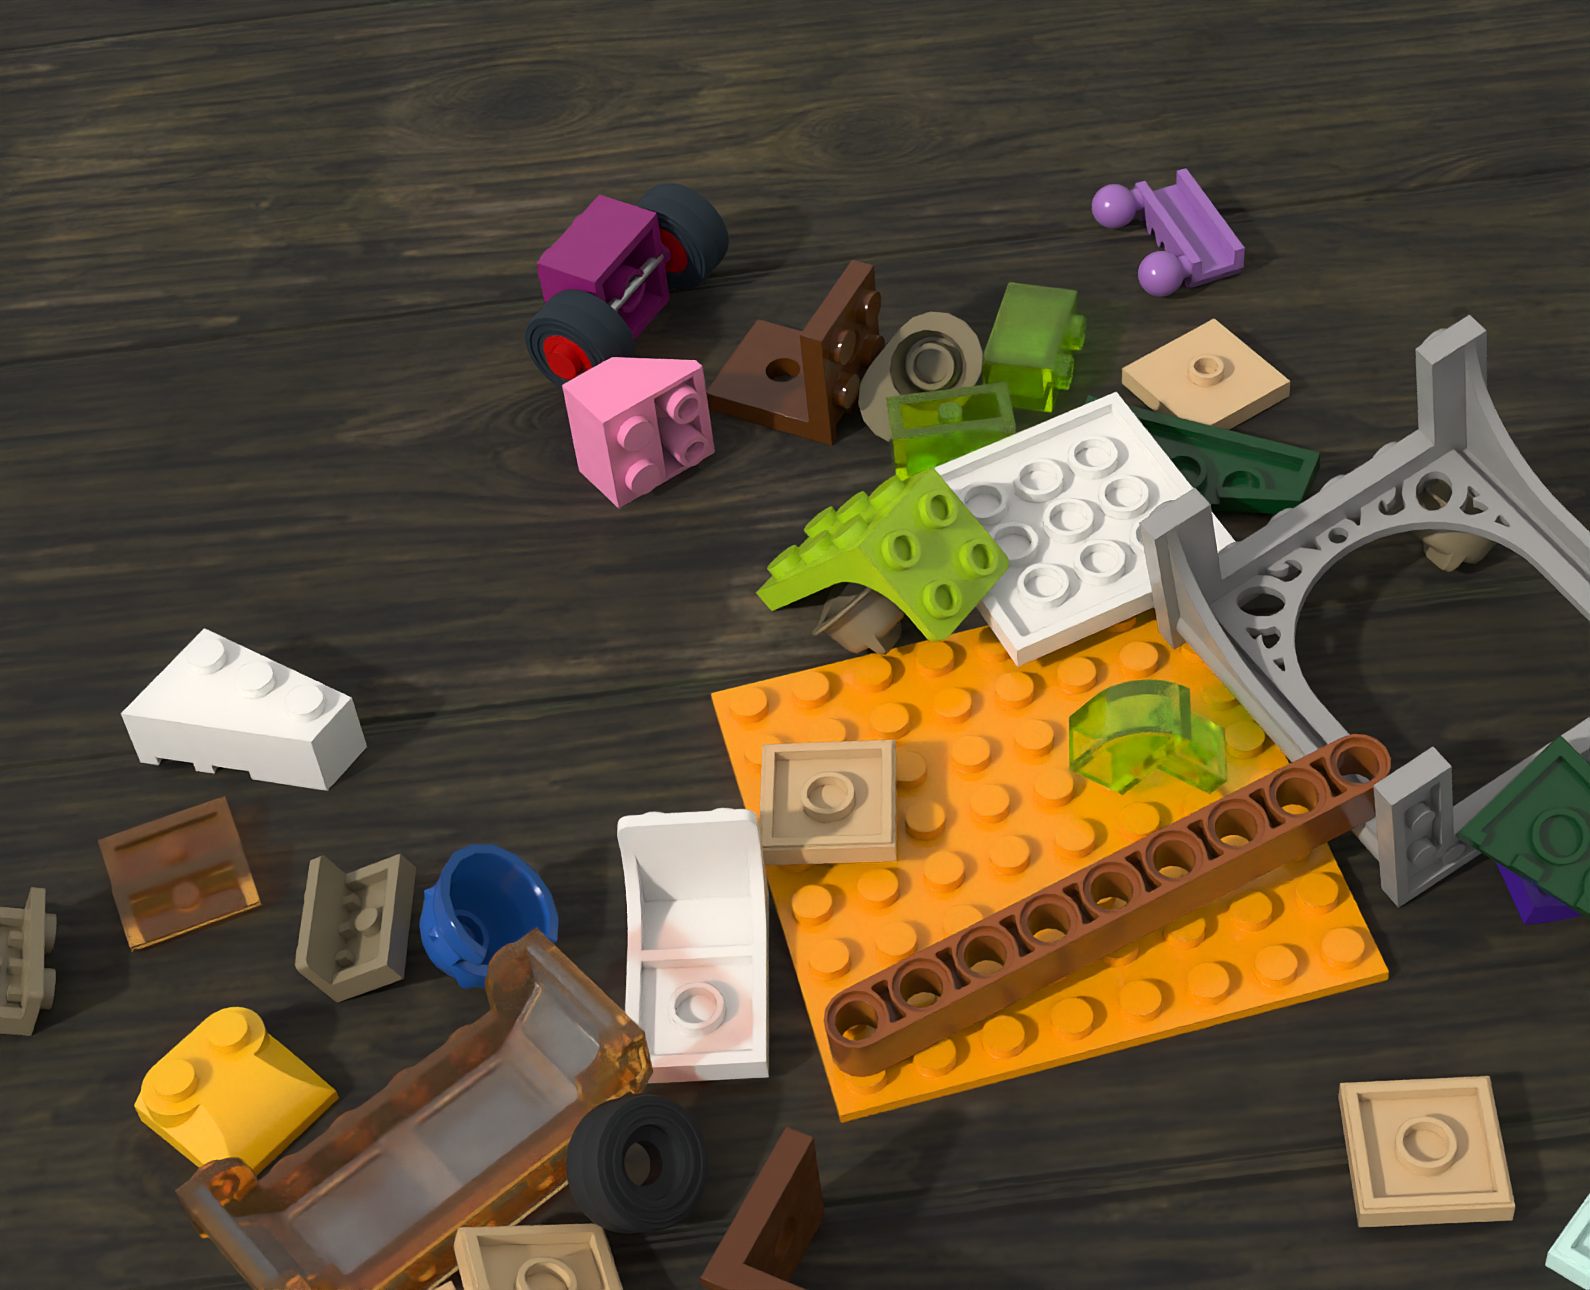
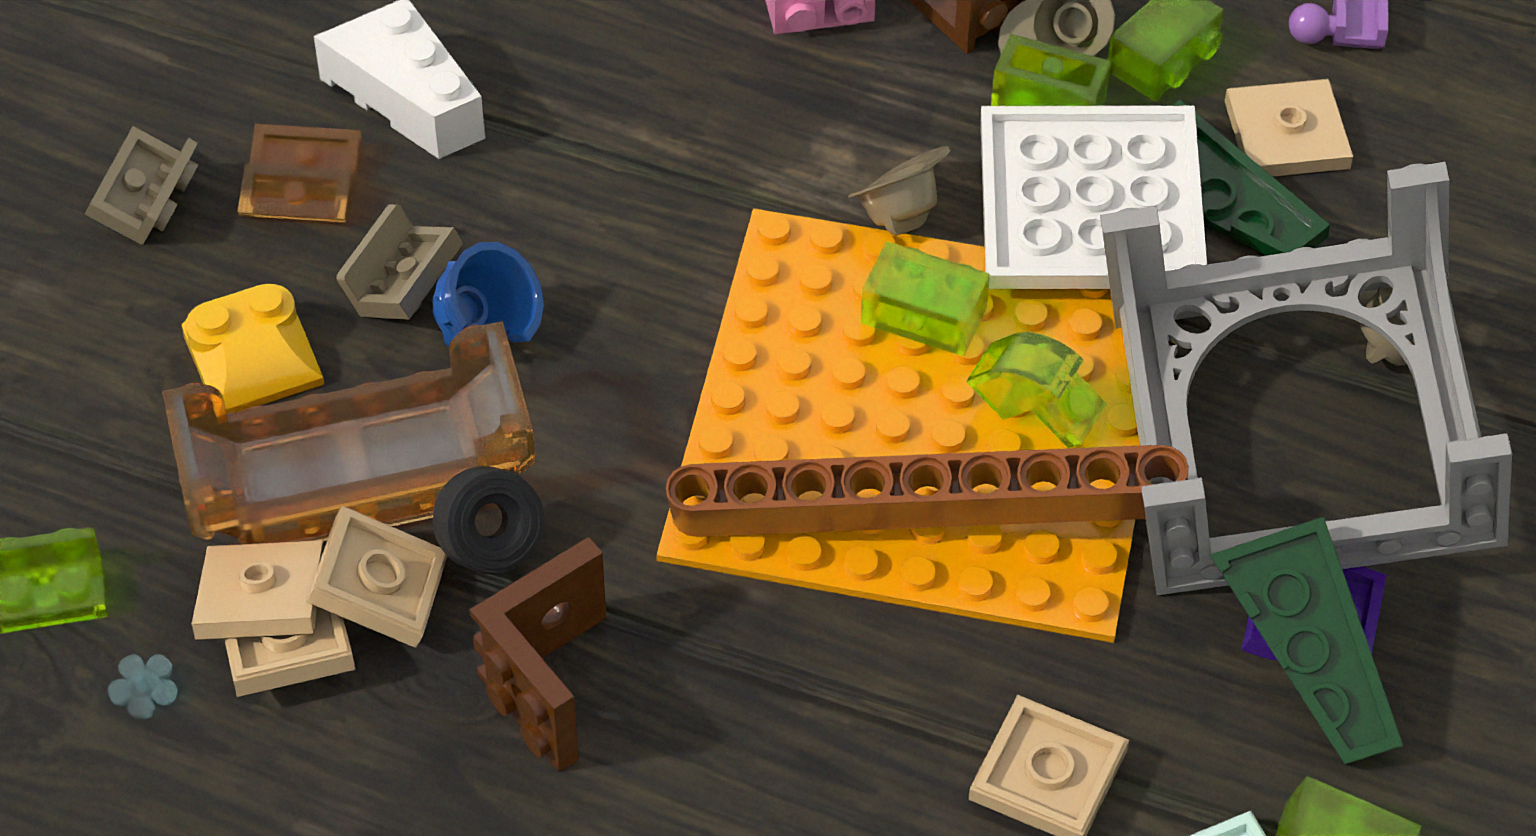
camera: 20 degrees right, 5 degrees up
(698, 942) = (625, 388): white bracket -> none
(828, 802) = (779, 327): tan plate -> none
(903, 541) = (945, 162): lime bracket -> none
(967, 702) = (925, 298): none -> clear neon green brick

